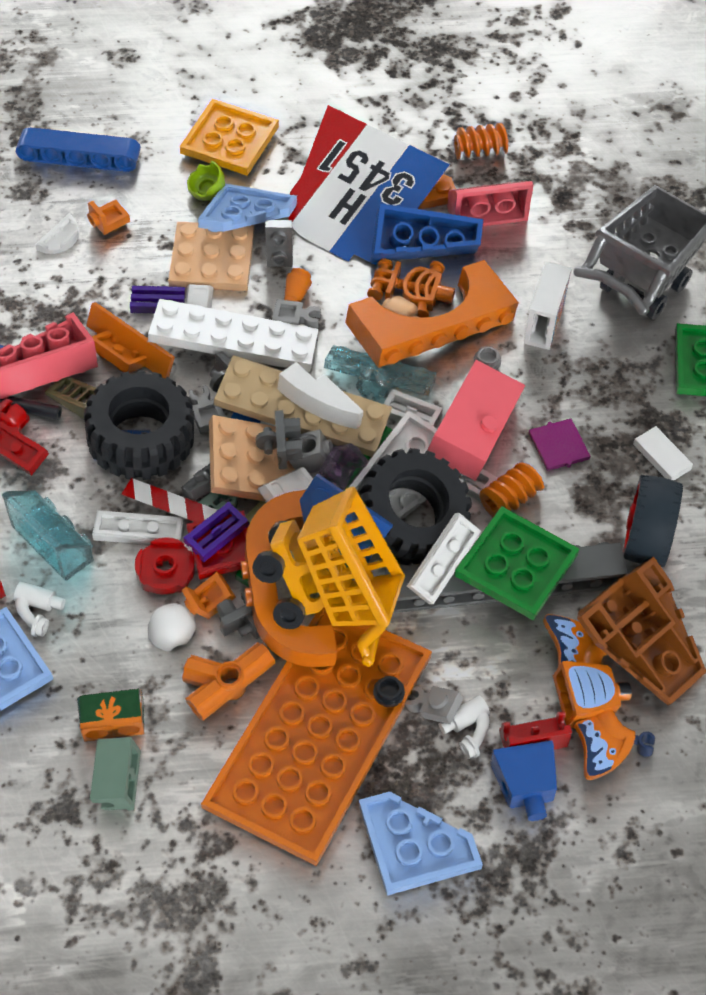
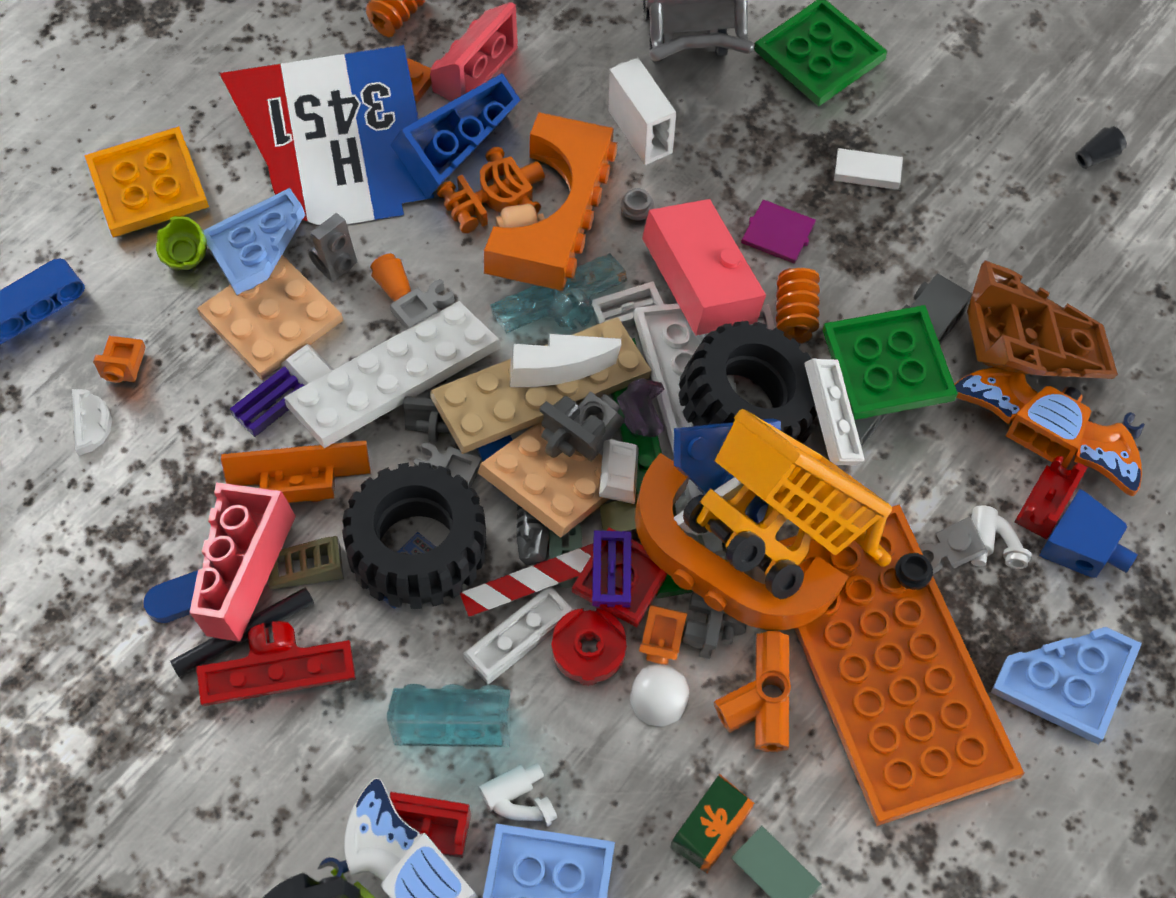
camera: 45 degrees left, 5 degrees up
(652, 519) = (947, 229): black wheel -> none

